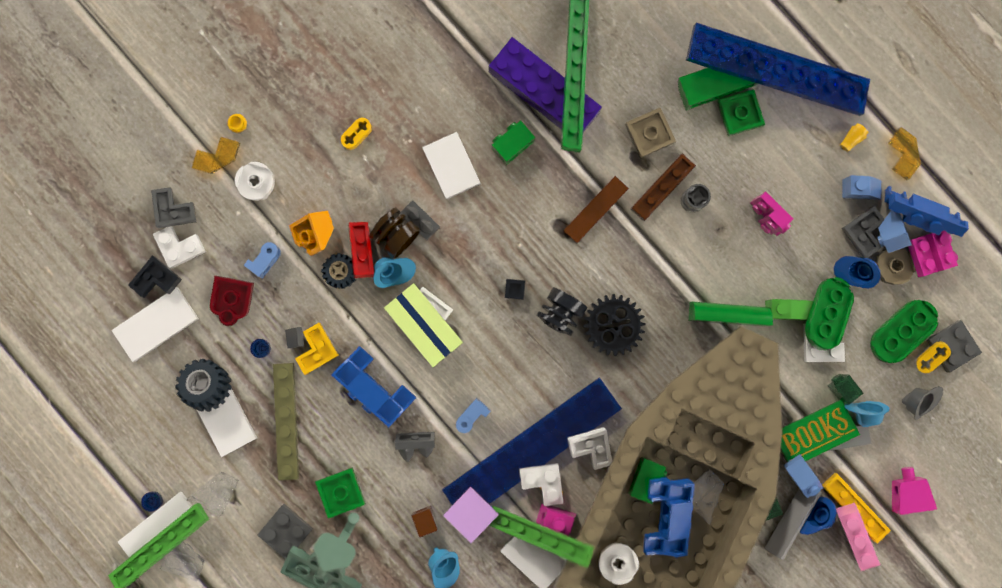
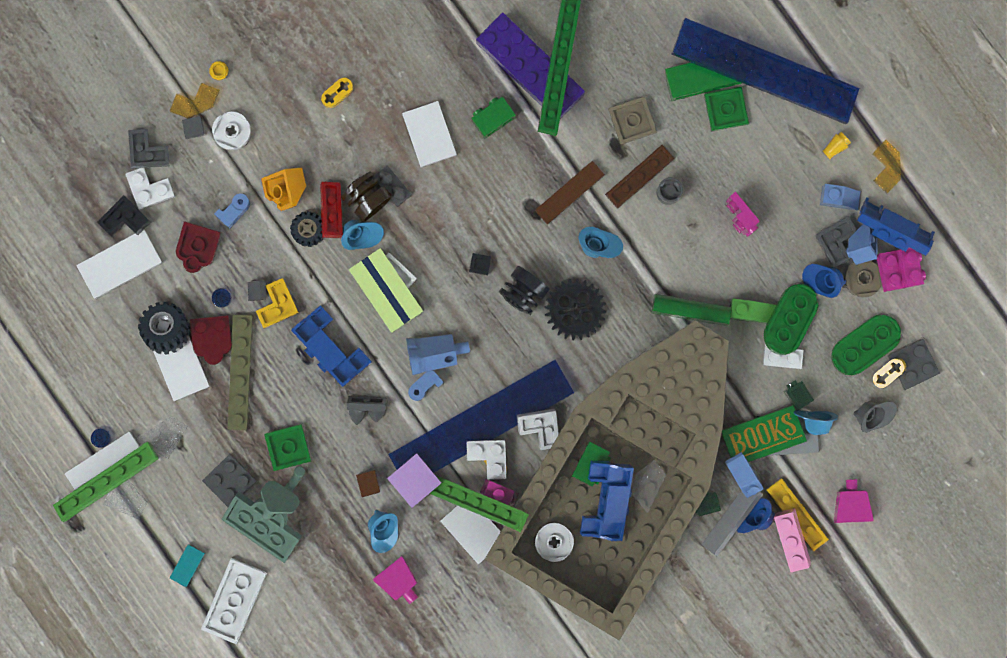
camera: 10 degrees right, 0 degrees up
(216, 181) = (193, 127): none -> dark grey tile
(253, 390) = (211, 338): none -> dark red plate
(478, 383) = (434, 352): none -> medium blue piece
(632, 256) = (600, 243): none -> dark azure piece

